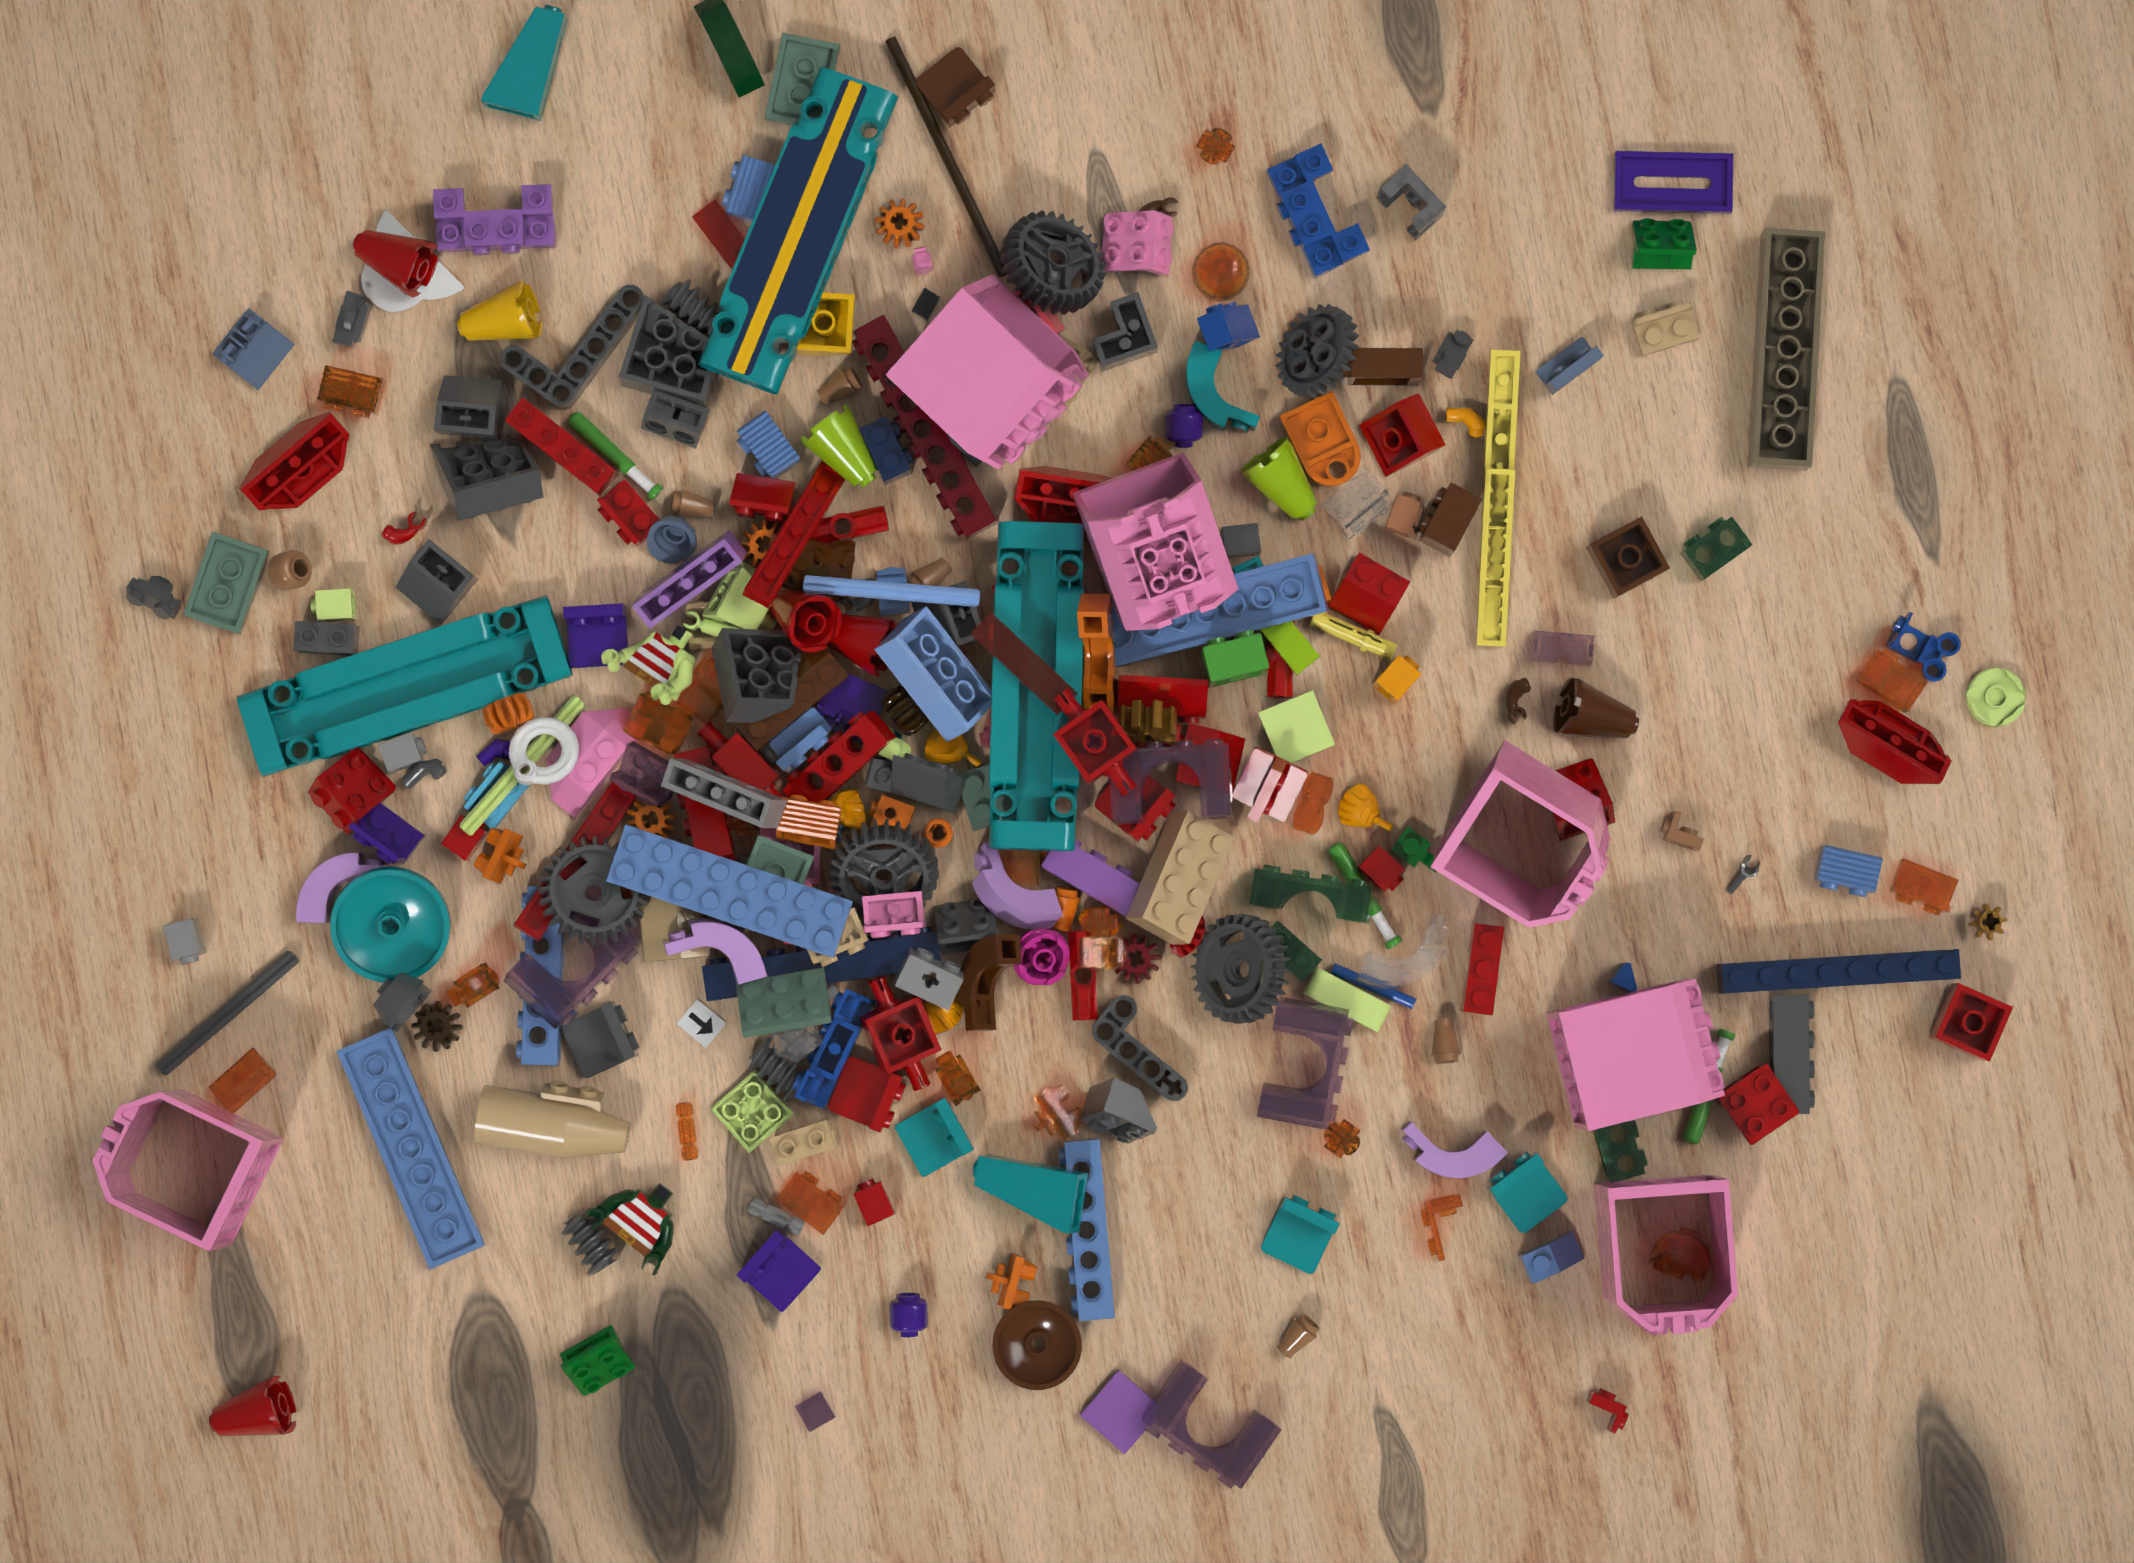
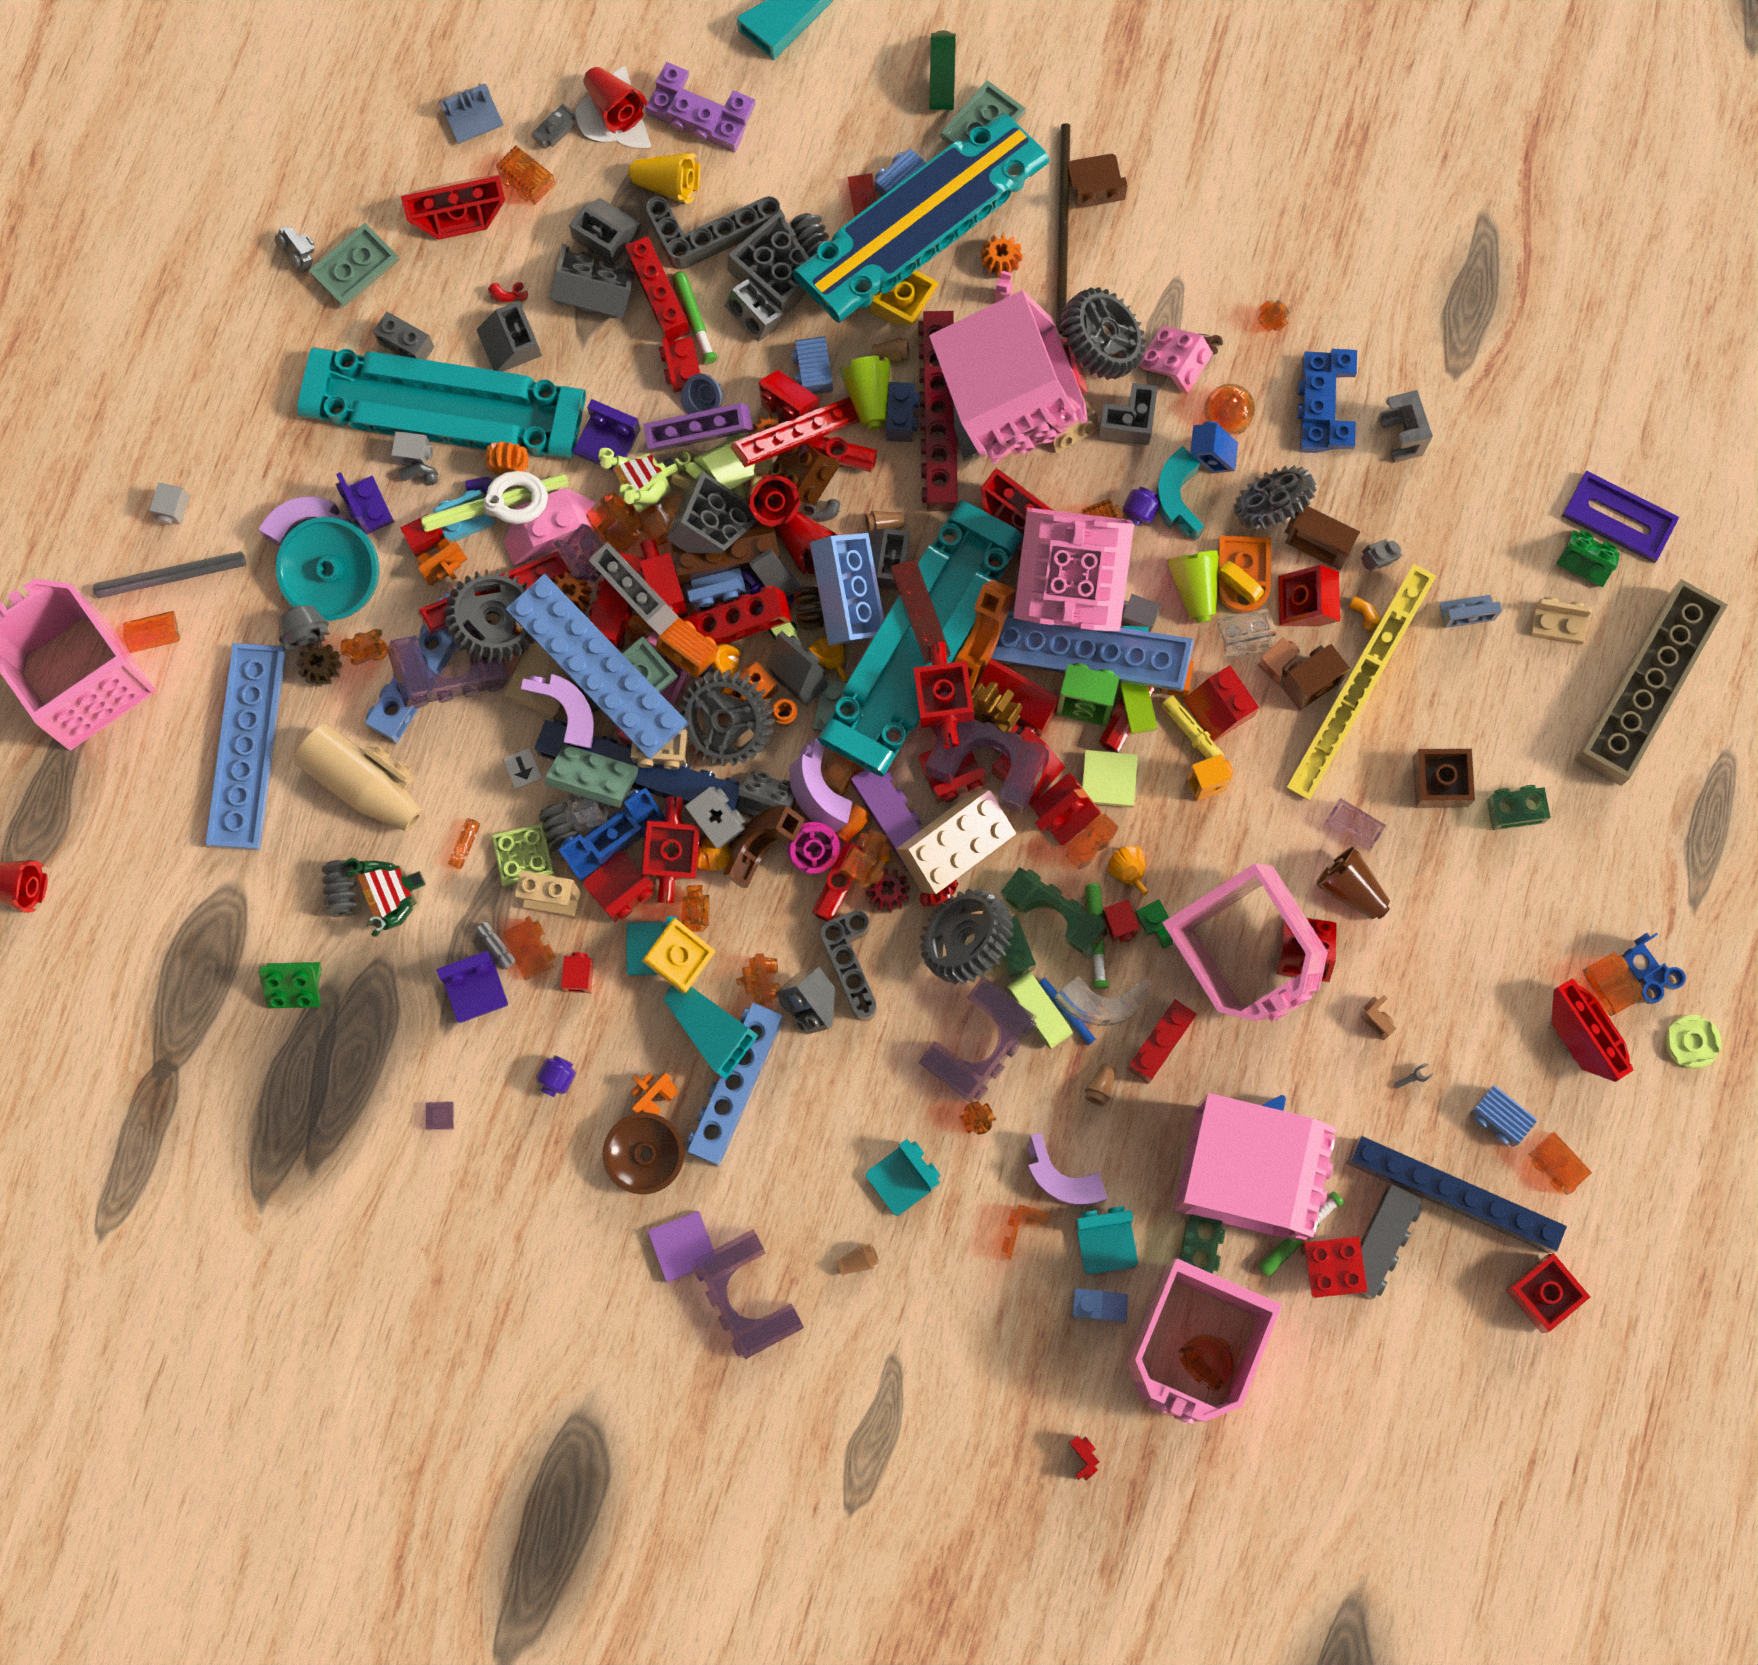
camera: 30 degrees right, 10 degrees down
(289, 570) = (405, 276): medium nougat head -> none
(334, 605) = (425, 318): yellowish green brick -> none
(351, 789) = (358, 456): red bracket -> none
(600, 1039) = (438, 738): dark grey bracket -> none
(688, 504) = (731, 379): medium nougat cone -> none
(851, 696) = (773, 572): none -> dark grey tile
(879, 774) = (762, 644): dark grey bracket -> none
(891, 591) = (849, 510): light blue axle -> none
(892, 607) = (850, 516): medium blue bracket -> none
(893, 912) = (715, 752): bright pink bracket -> none
(968, 1136) = (678, 955): none -> yellow tile
(1326, 457) = (1241, 582): none -> yellow beam
(1513, 694) = (1299, 838): reddish brown arm -> none
(1995, 927) = (1607, 1215): pearl gold gear -> none

